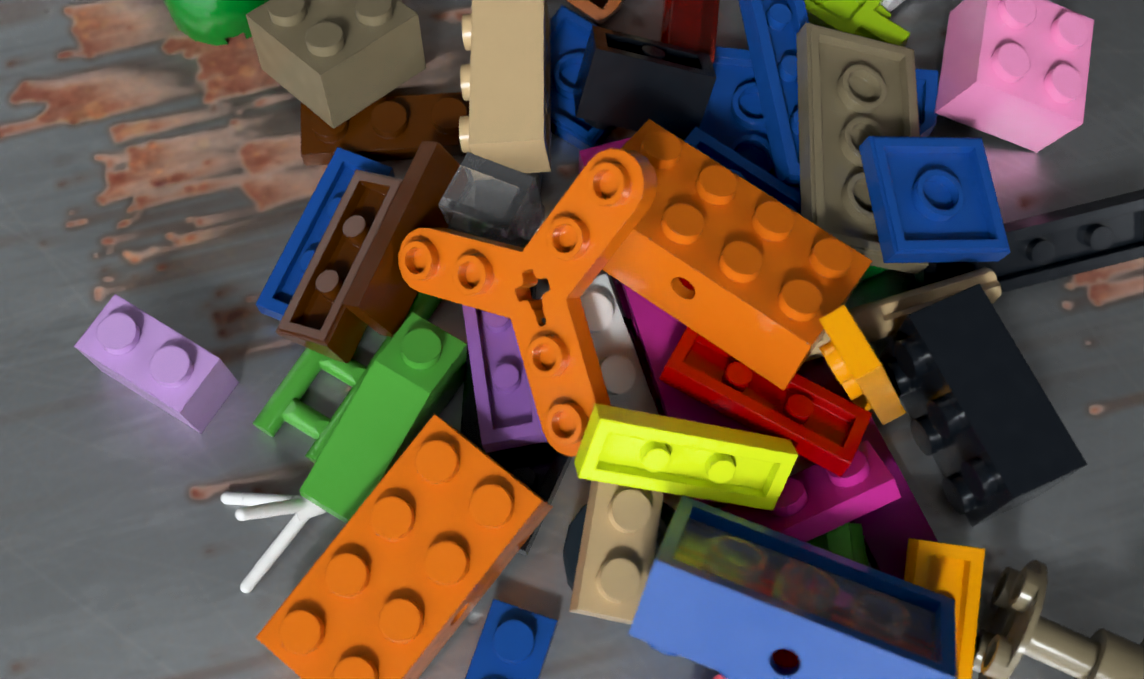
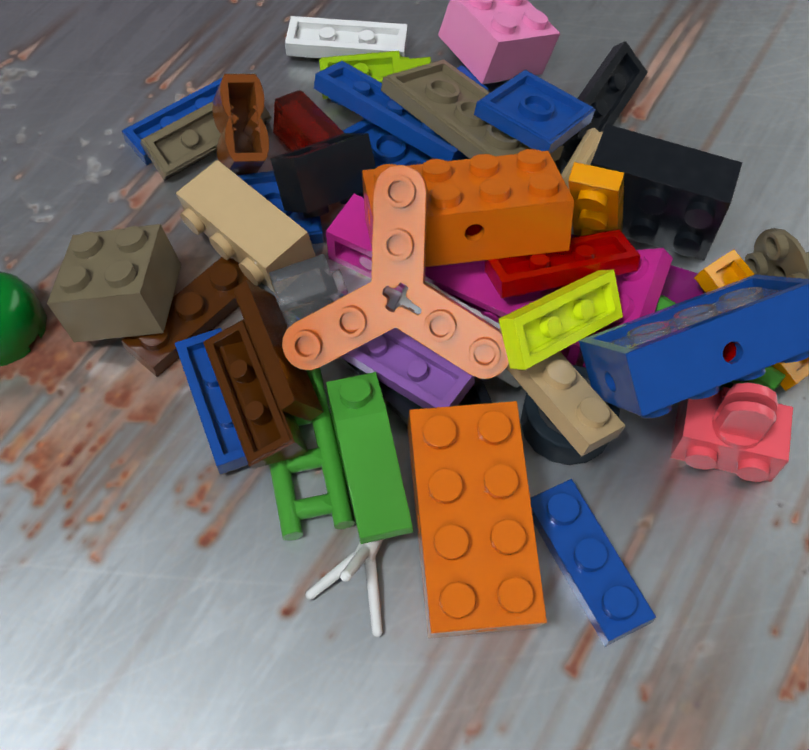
camera: 45 degrees left, 10 degrees down
(157, 363) = (188, 551): lavender brick -> none

